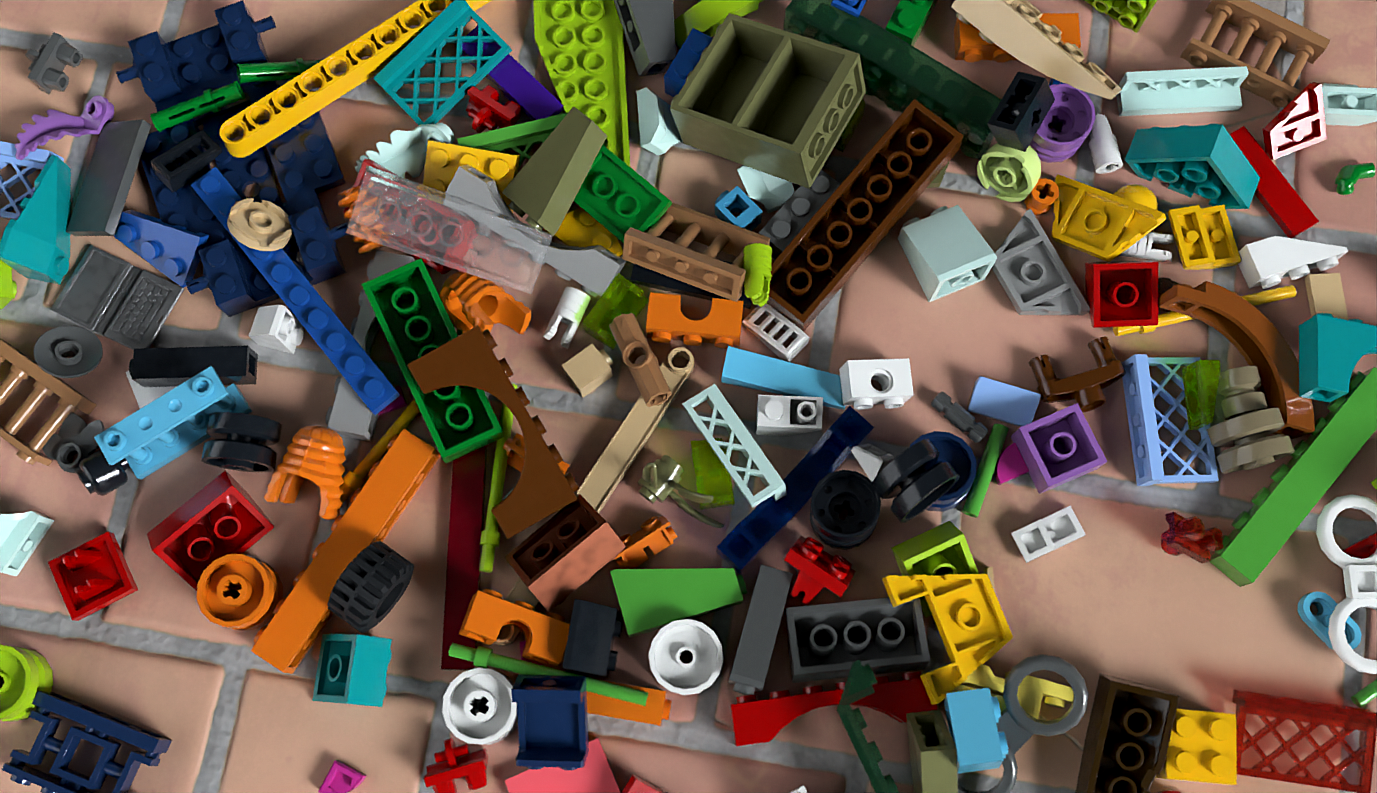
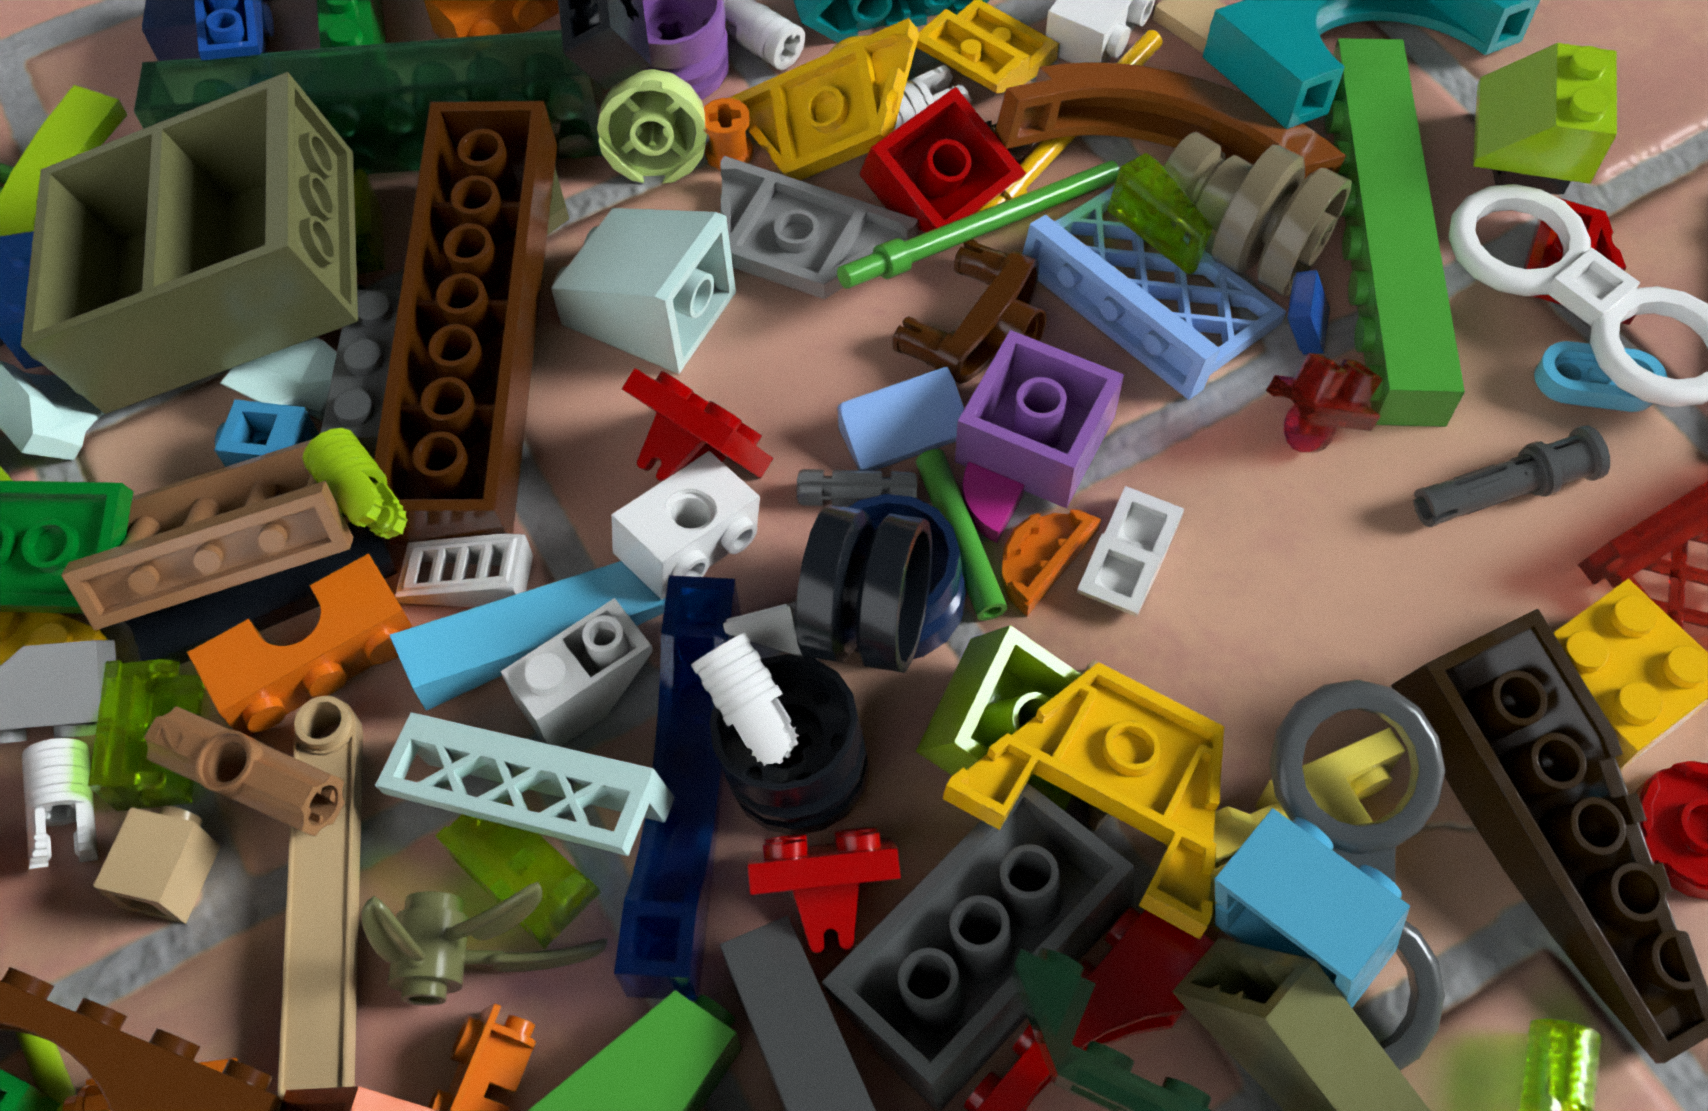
camera: 40 degrees left, 15 degrees down
(838, 486) = (748, 698): none -> white hinge
(909, 343) = (690, 427): none -> red plate
(1012, 504) = (1041, 552): none -> orange tile
(1061, 325) = (898, 255): none -> bright green bar
(1225, 490) = (1308, 312): none -> blue tile
(1255, 638) = (1535, 470): none -> dark grey pin

